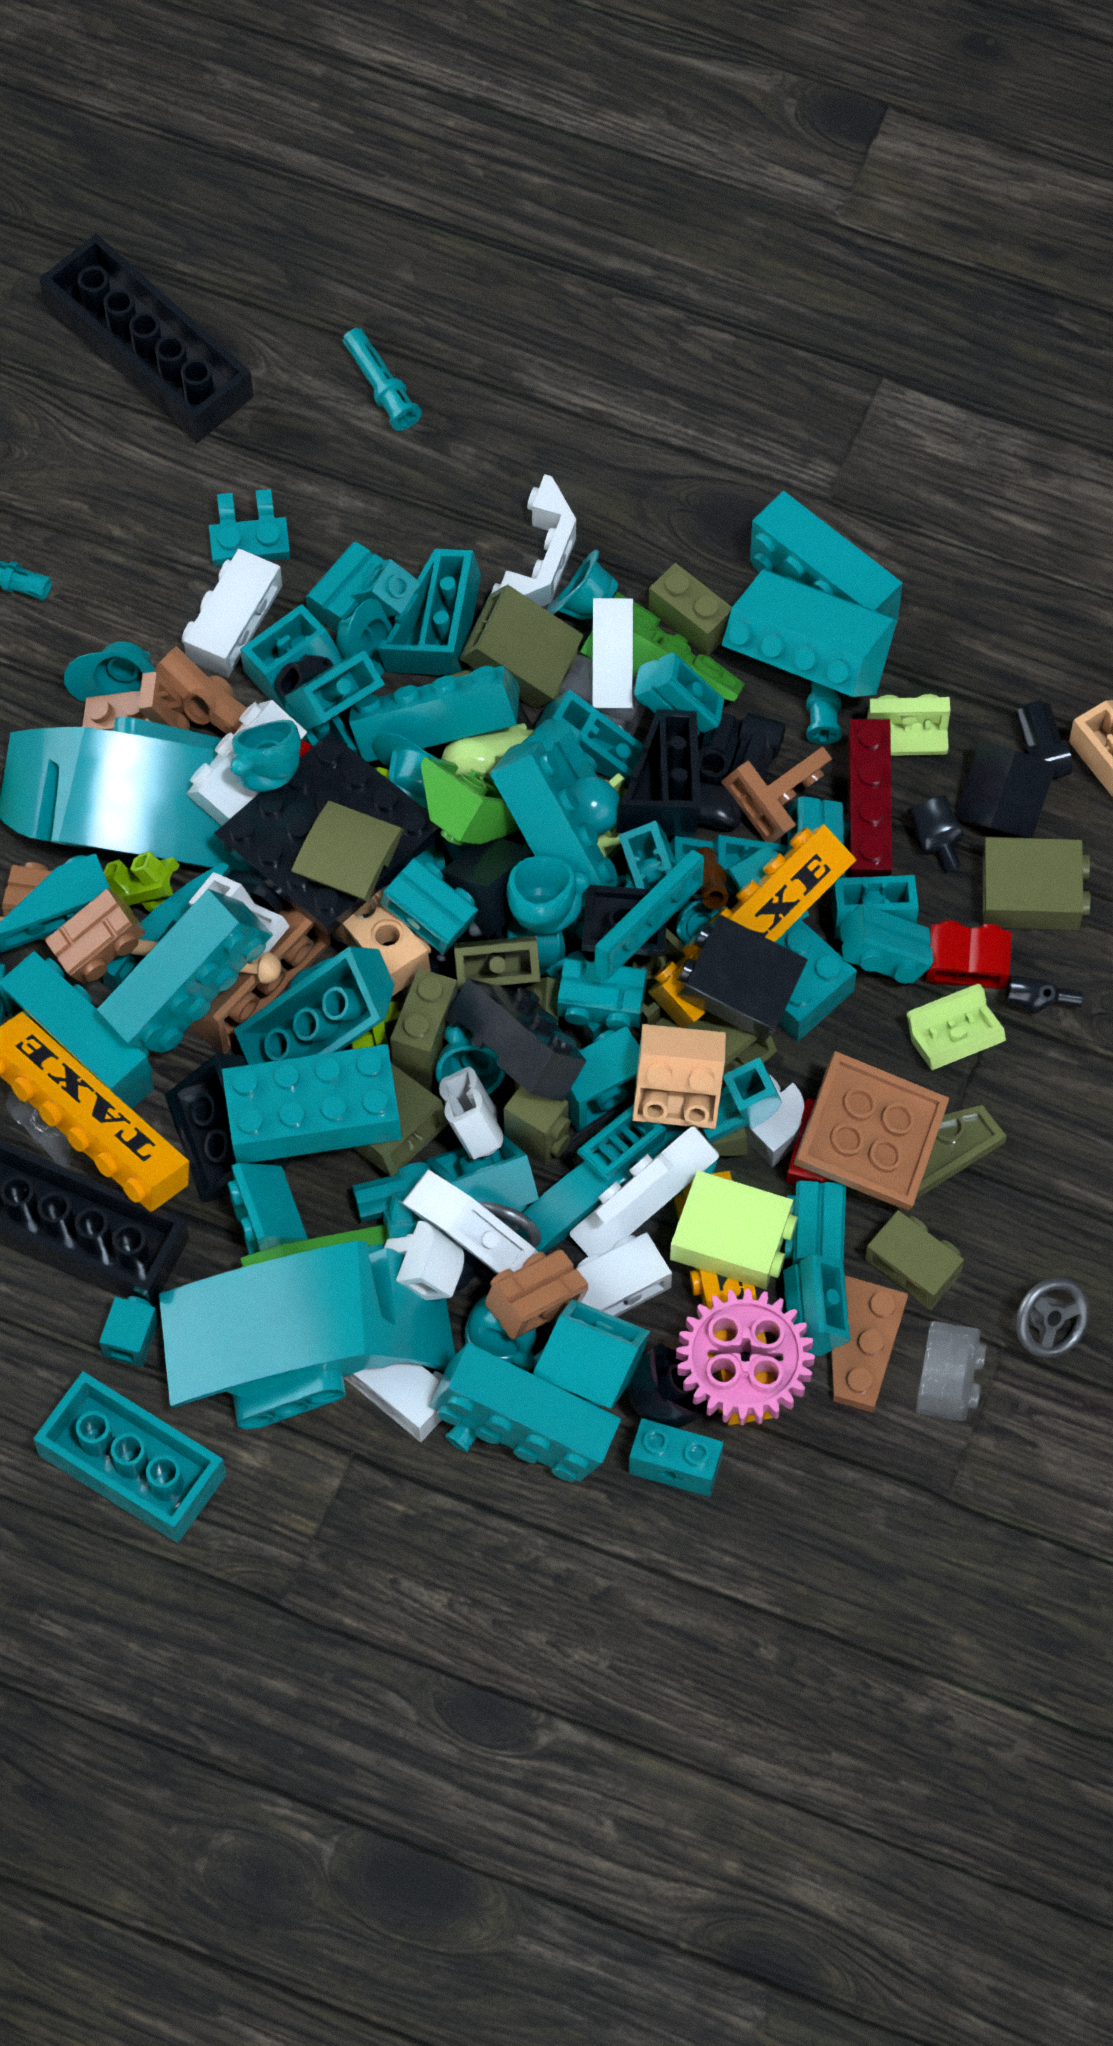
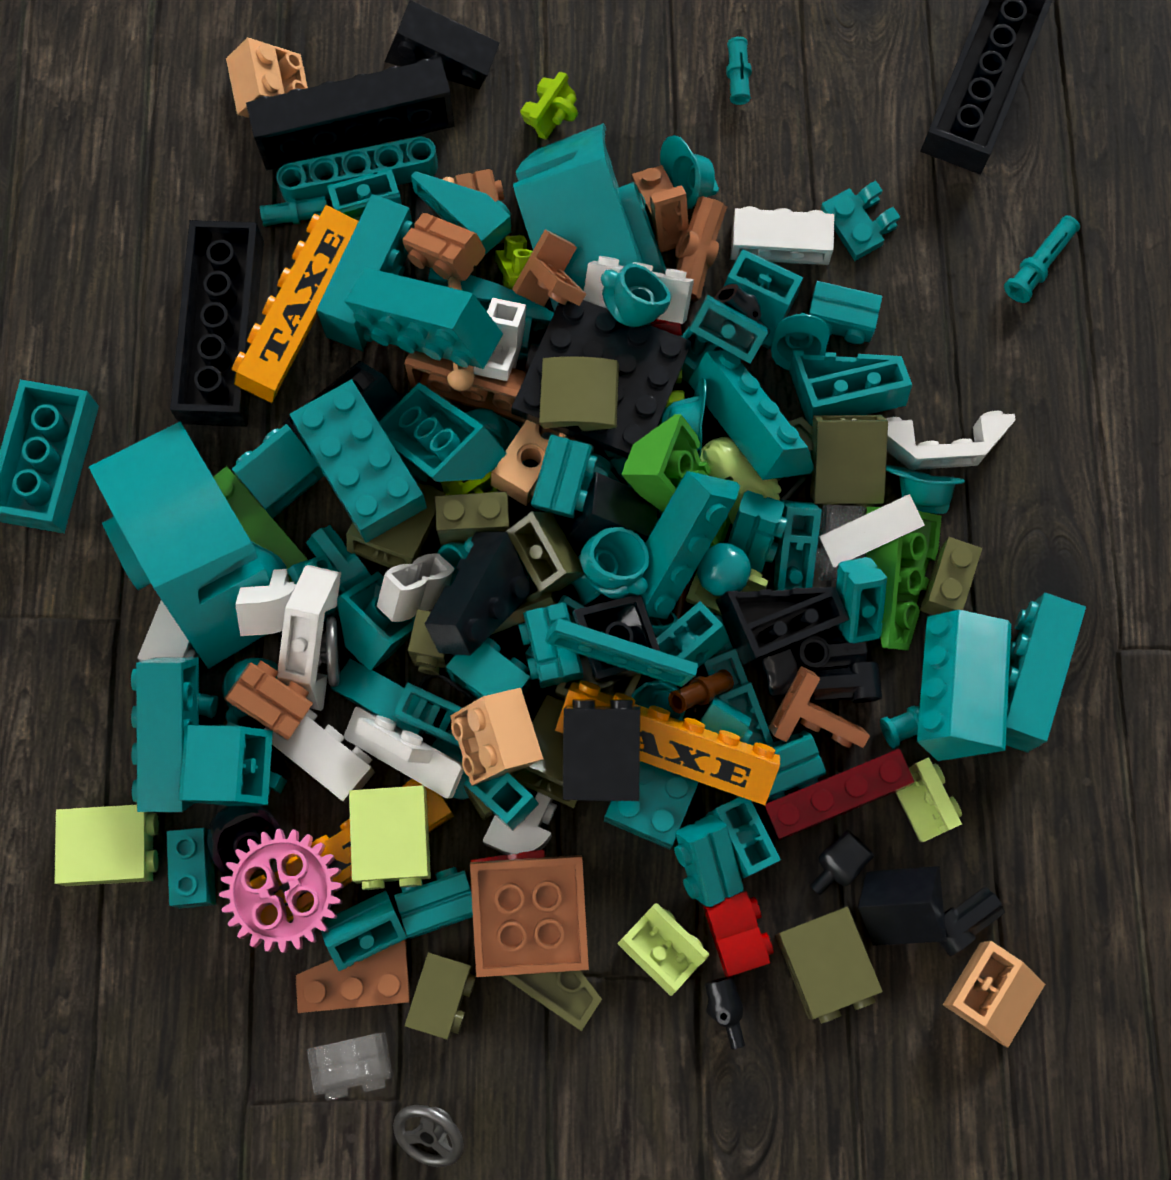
camera: 65 degrees right, 10 degrees up
(129, 1330) = (147, 413): teal brick -> none
(176, 848) = (545, 275): none -> nougat bracket
(388, 585) = (847, 334): teal brick -> none
(611, 1539) = (105, 845): none -> yellowish green brick

